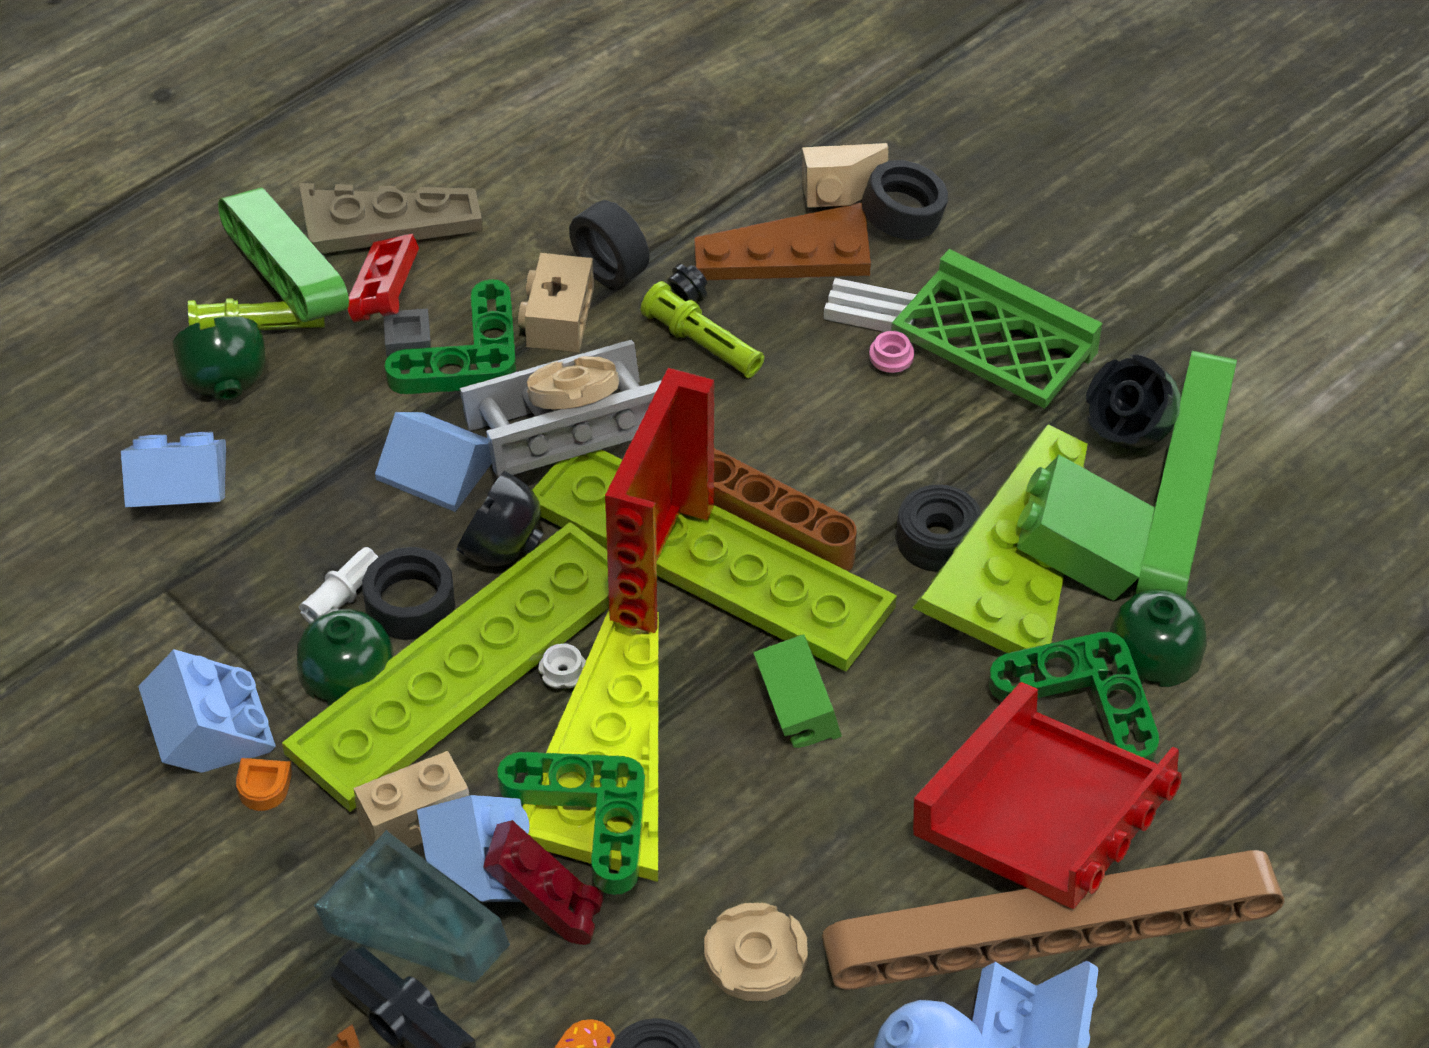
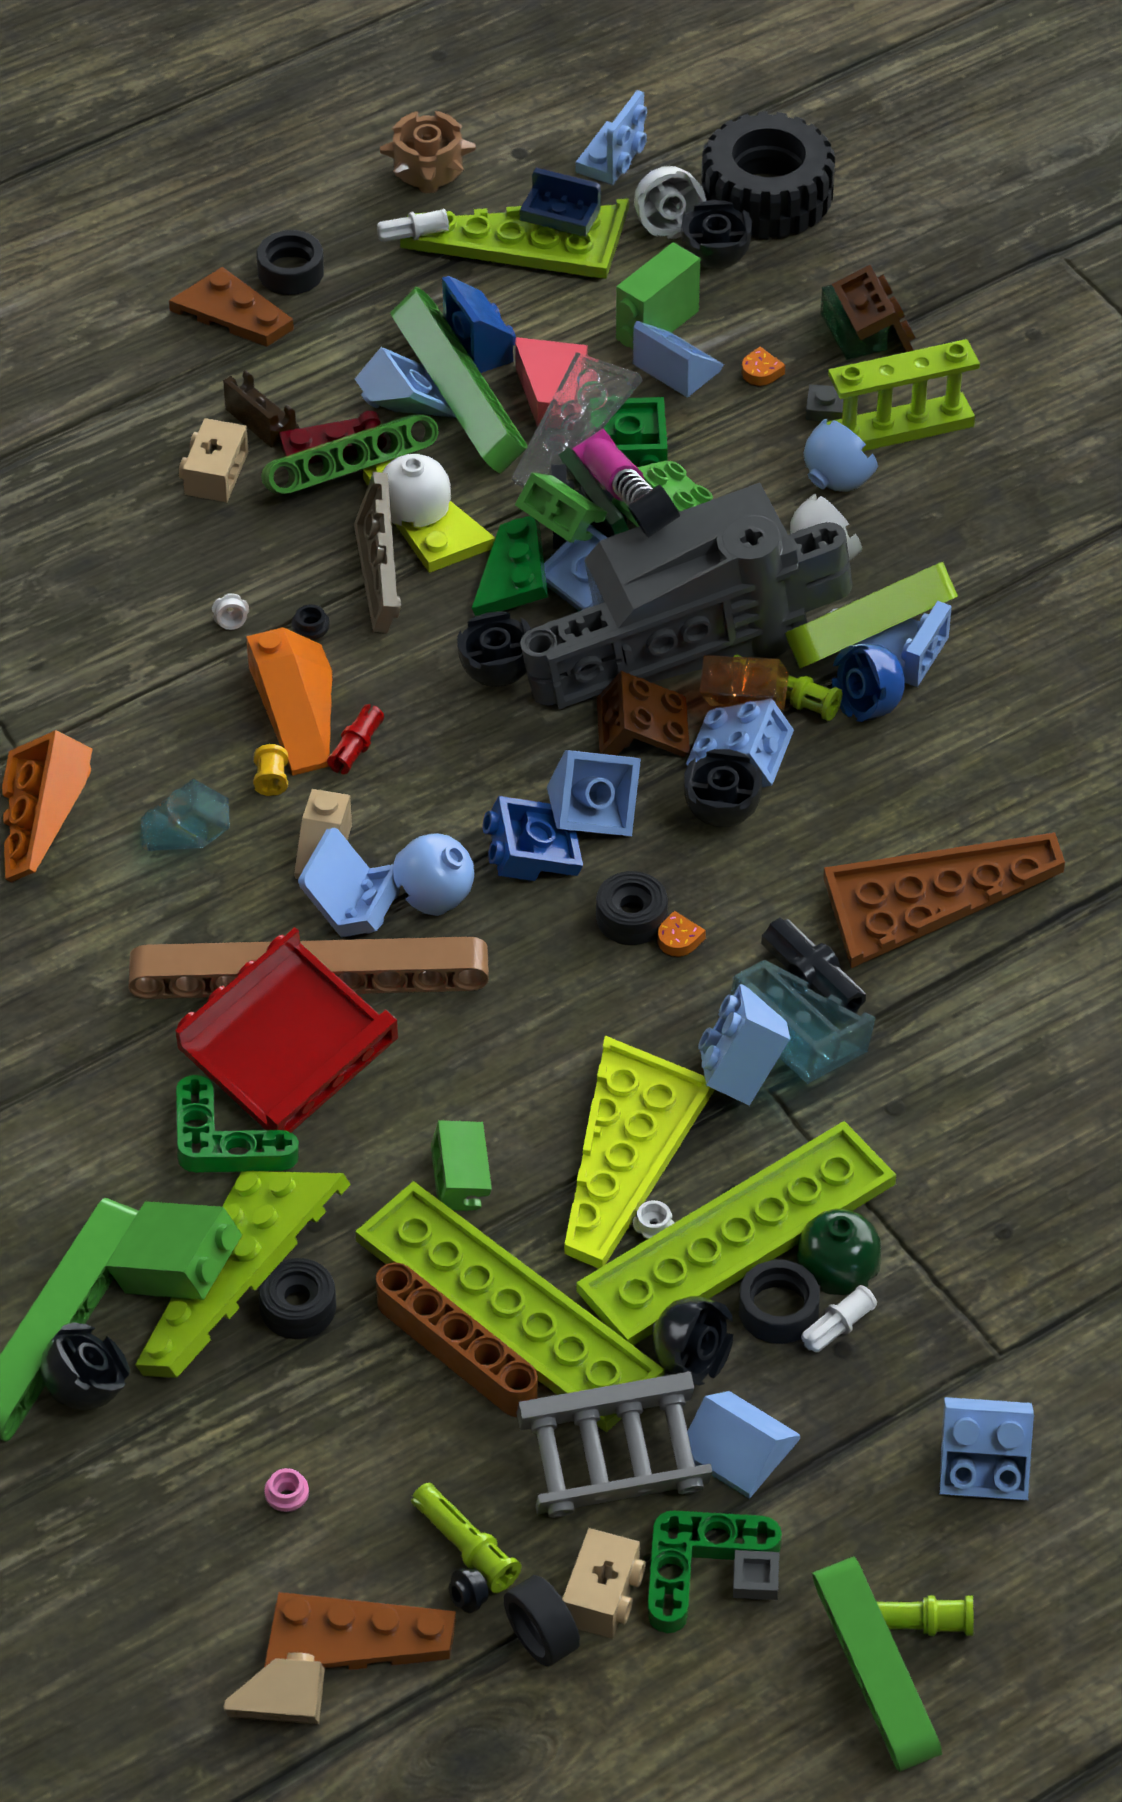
camera: 170 degrees left, 0 degrees up
(204, 713) = (959, 1210): light blue slope -> none
(220, 358) = (941, 1551): dark green cylinder -> none
(263, 782) = (914, 1164): orange tile -> none
(356, 219) = (774, 1726): dark tan wing -> none
(382, 278) = (774, 1630): red plate -> none
(393, 799) = (791, 1109): tan brick -> none
(543, 883) = (695, 1014): dark red plate -> none
(573, 385) = (605, 1439): tan tile -> none
(608, 800) = (635, 1081): green beam -> none
(660, 476) = (545, 1266): red panel -> none
(755, 952) = (539, 987): tan tile -> none
(871, 299) = (293, 1543): white tile -> none
(896, 218) = (206, 1629): black tyre -> none
(1013, 308) = (161, 1519): bright green fence -> none
(1162, 636) = (142, 1170): dark green cylinder -> none

